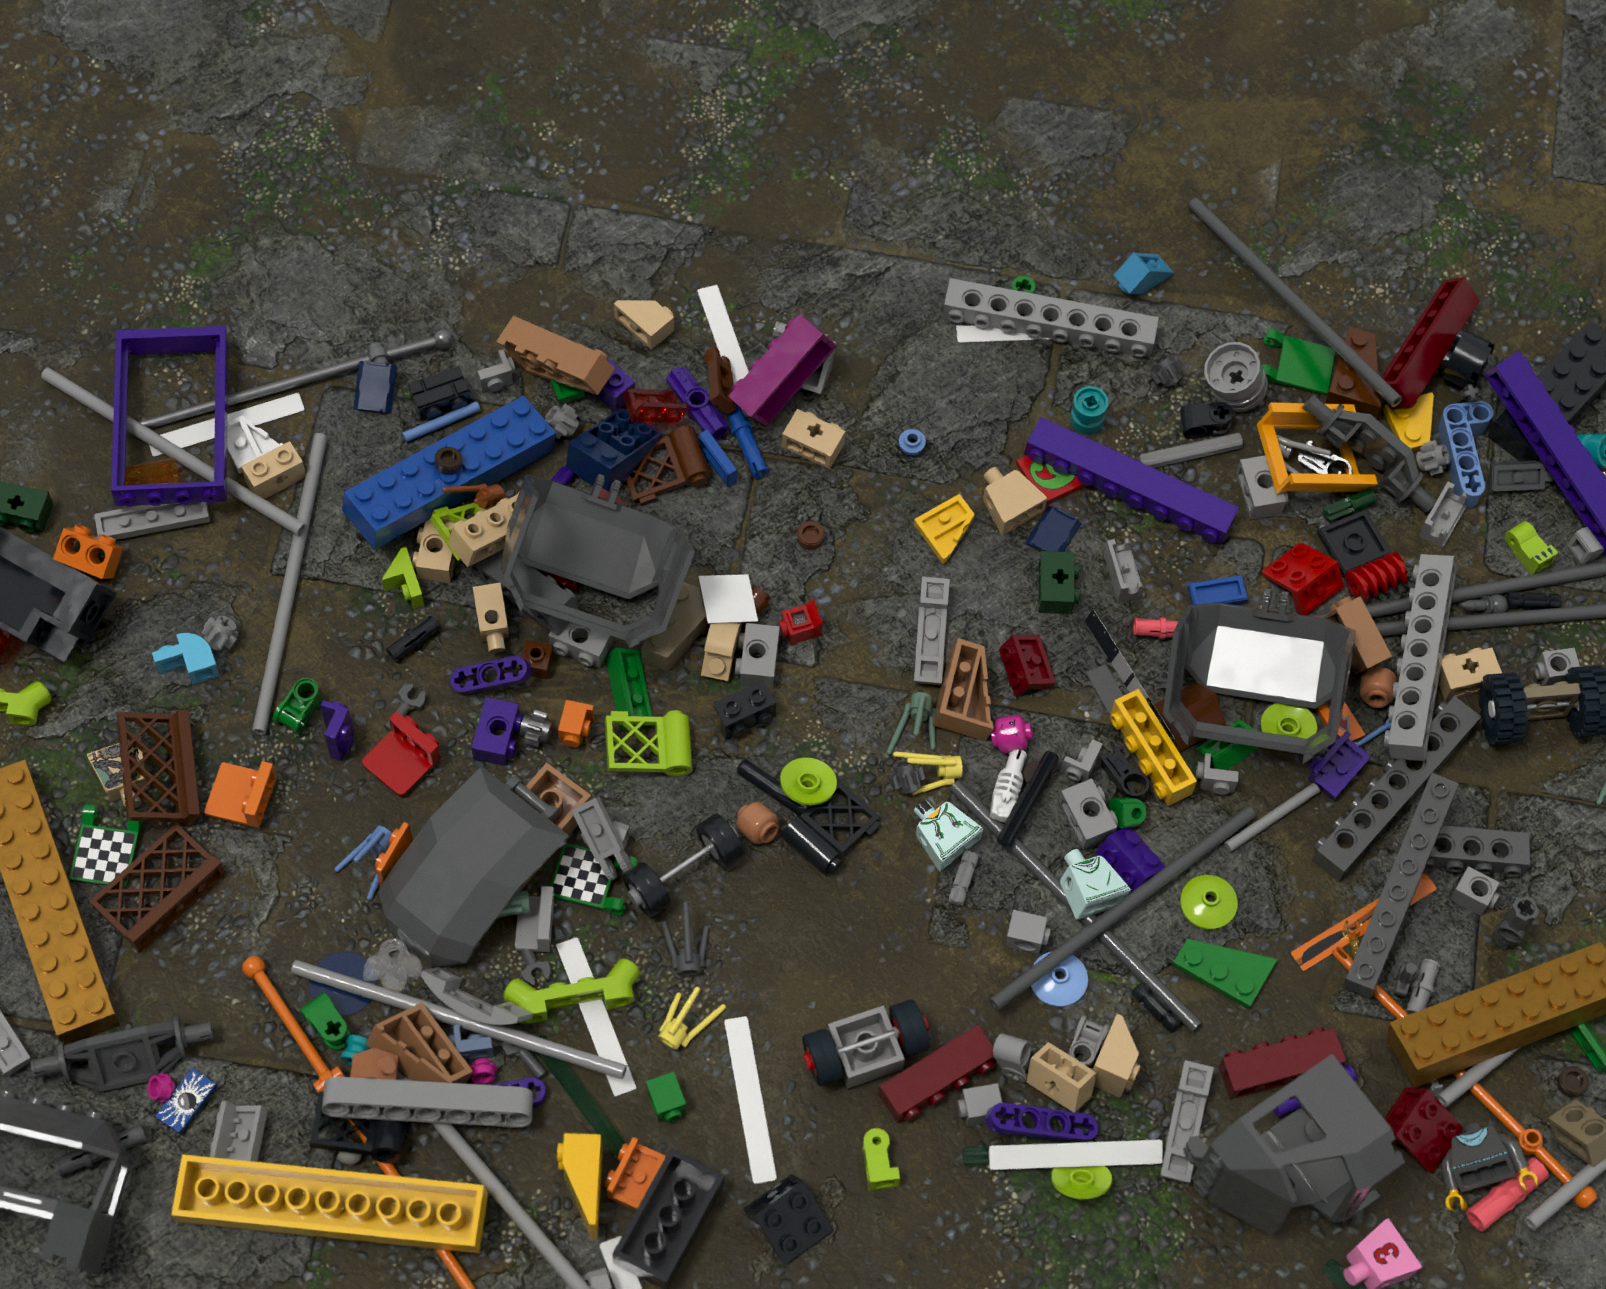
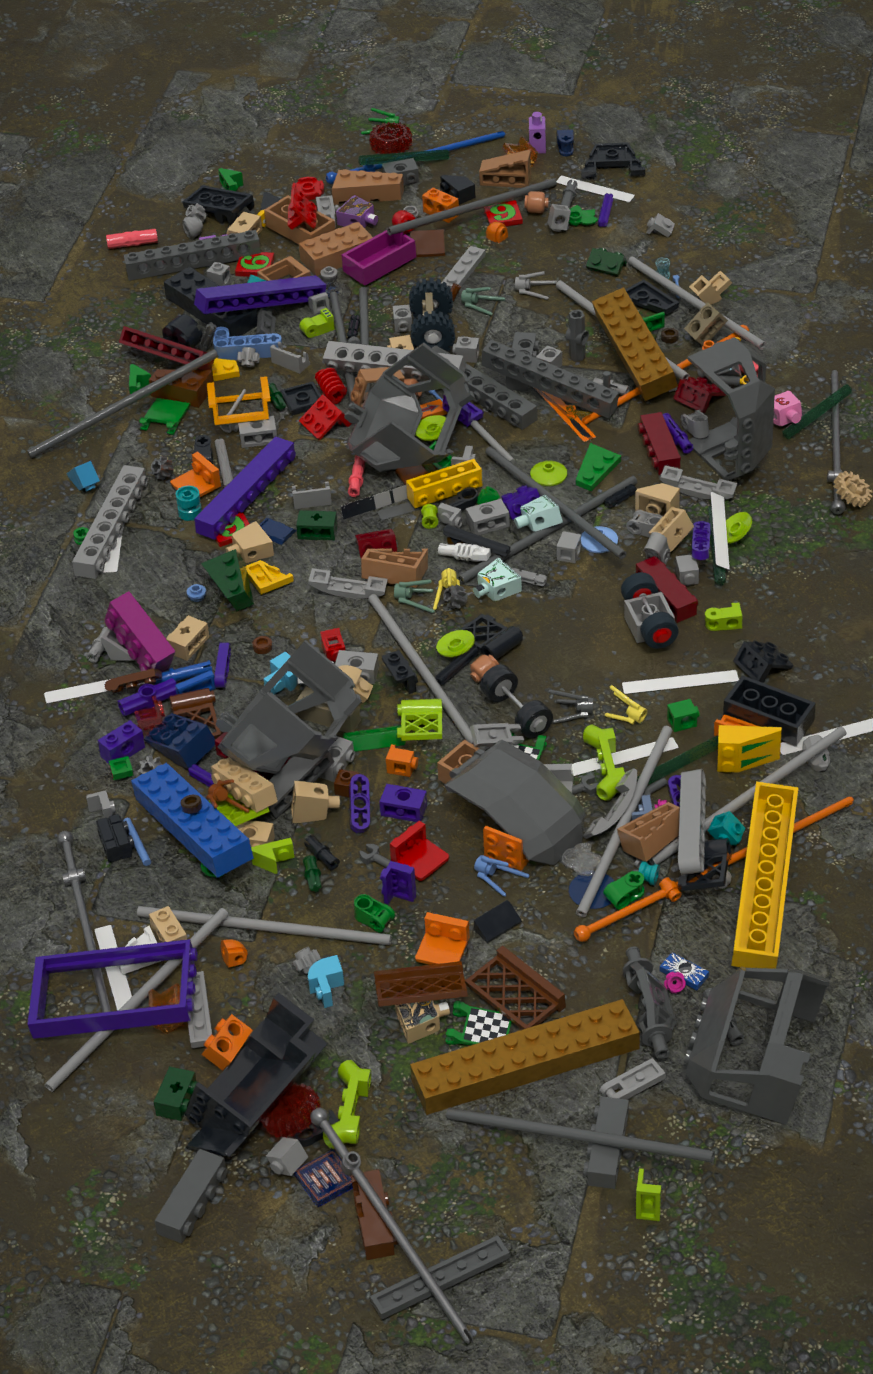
camera: 80 degrees left, 20 degrees down
(238, 1132) = (711, 935): light grey bracket -> none
(242, 548) = (233, 952): none -> orange piece
(282, 861) = (496, 921): none -> black slope
(373, 630) = (312, 873): none -> dark green axle
(374, 1064) = (667, 850): nougat brick -> none
(375, 386) = (100, 878): dark blue piece -> none
(428, 1154) = (727, 826): none -> teal brick
(536, 728) = (404, 778): flat silver gear -> none
(555, 356) = (106, 754): medium nougat wedge -> none
(645, 320) = (72, 724): tan slope -> none
(753, 561) = (289, 680): none -> medium azure brick
(762, 487) = (222, 665): none -> dark purple beam
(762, 744) = (421, 667): none -> light grey piece
(923, 479) = (231, 577): none -> dark green wedge
(1011, 733) = (431, 543): dark pink head -> none
(1085, 733) = (429, 516): none -> lime bush
(1145, 417) = (203, 476): none -> orange bracket
(1223, 590) = (331, 458): blue tile -> none
(1236, 376) = (177, 430): light grey wheel -> none
(1321, 463) = (245, 405): piece -> none
(1366, 314) = (138, 378): none -> green slope
(1376, 444) = (243, 372): dark grey plate -> none
(1490, 767) = (468, 348): none -> light grey brick

